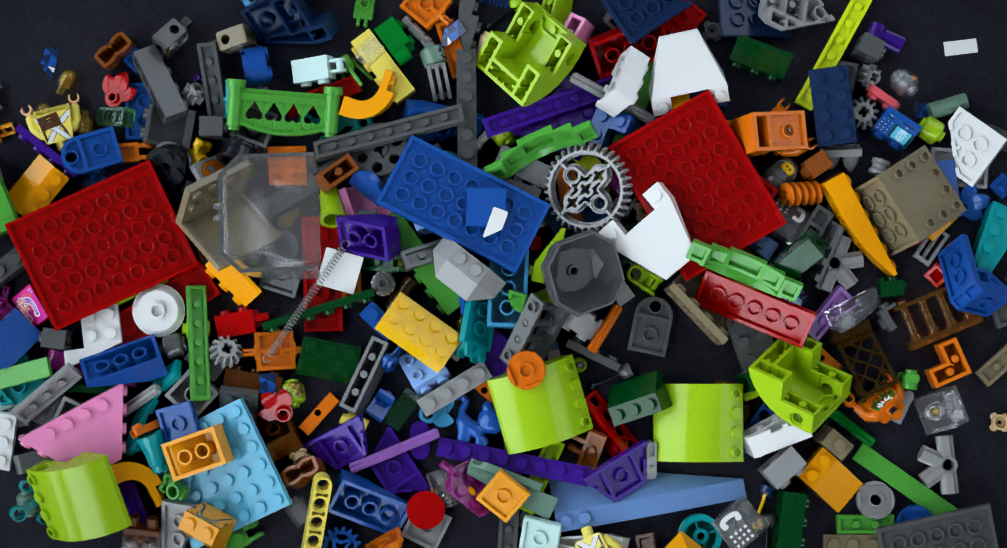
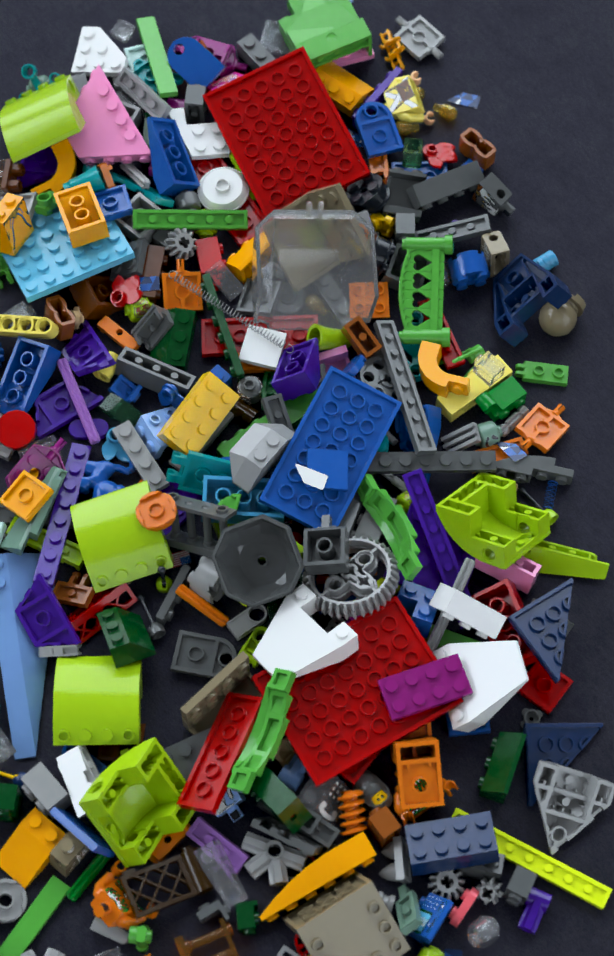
camera: 90 degrees right, 20 degrees down
(193, 93) = (438, 216): light grey gear -> none
(264, 307) = (225, 280): none -> clear tile
(316, 70) = (467, 323): light aqua brick -> none
(317, 378) = (152, 327): none -> dark grey hinge
(566, 209) = (326, 548): none -> dark grey hinge
(697, 123) = (424, 687): none -> magenta plate
(810, 447) = (82, 832): none -> blue tile
(890, 146) = (408, 910): none -> sand green hinge

